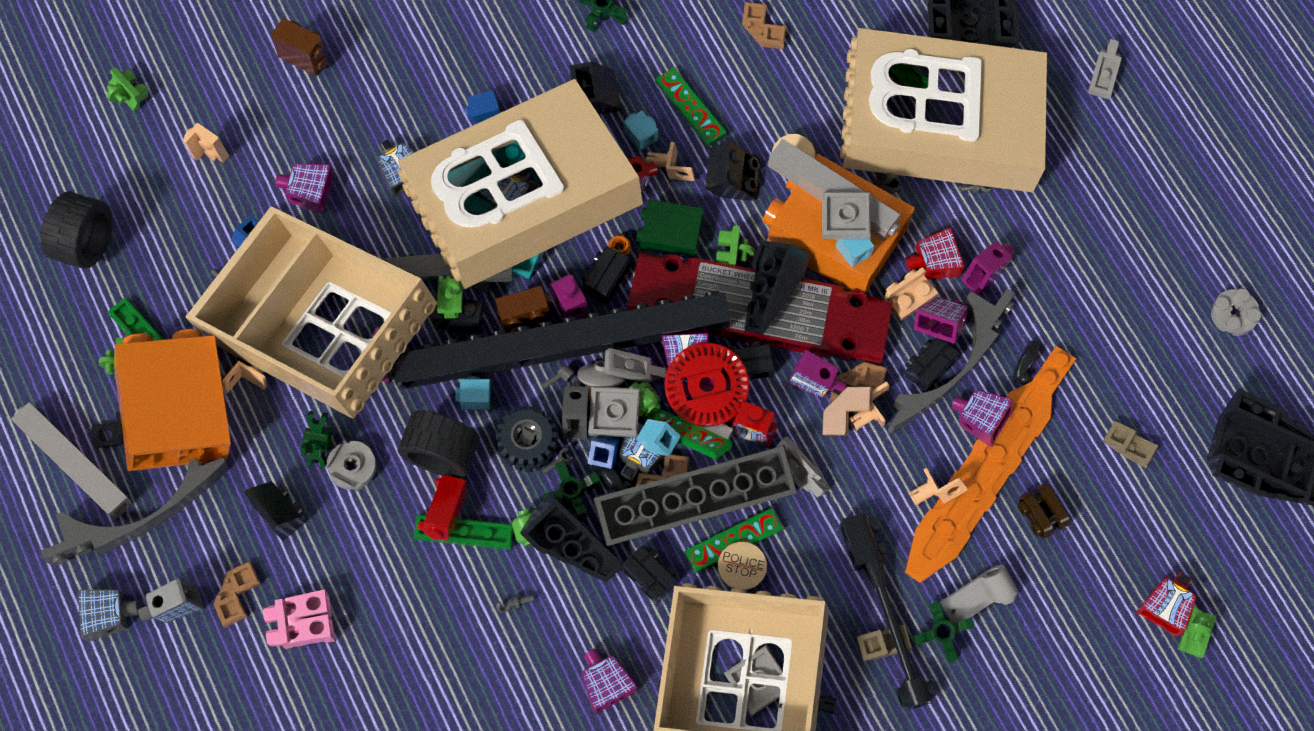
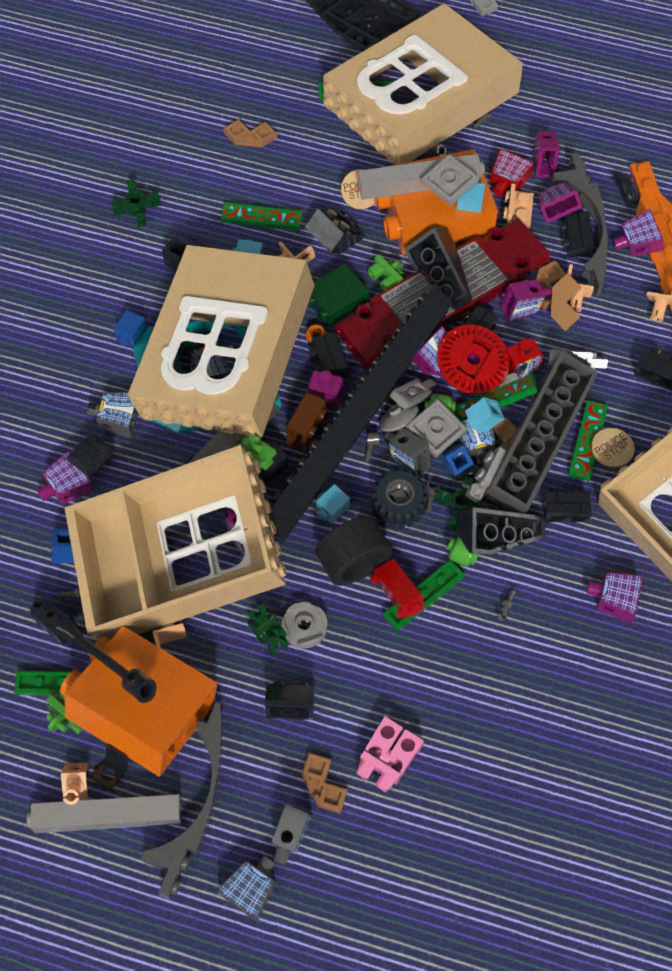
camera: 45 degrees left, 5 degrees down
(73, 417) = (74, 782): none -> light nougat bracket
(180, 297) = (65, 629): none -> black bar
(341, 182) = (90, 454): none -> black piece
(606, 486) = (486, 474): none -> light grey hinge

